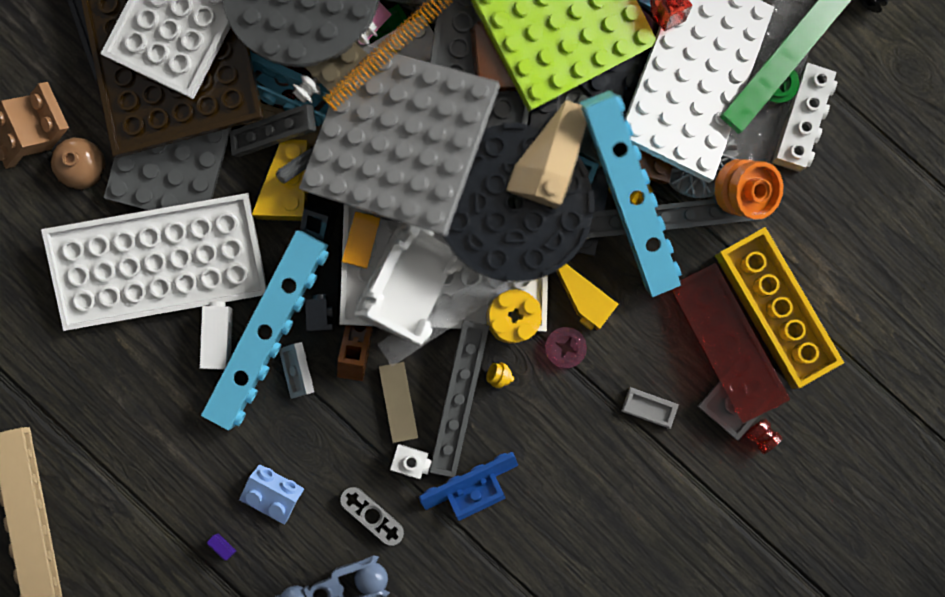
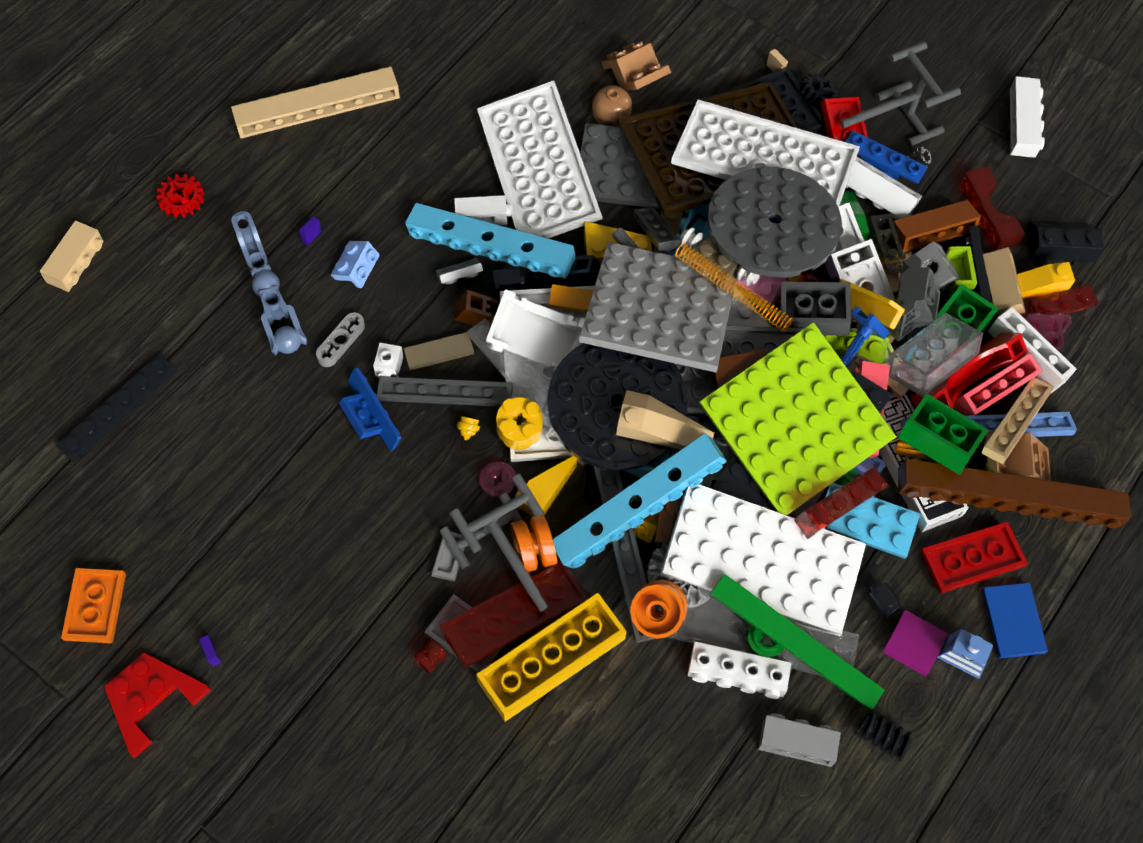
camera: 85 degrees right, 20 degrees down
(628, 320) = (492, 524): none -> dark grey piece
(655, 316) = (537, 543): none -> orange wheel
(880, 68) = (799, 740): none -> light grey brick

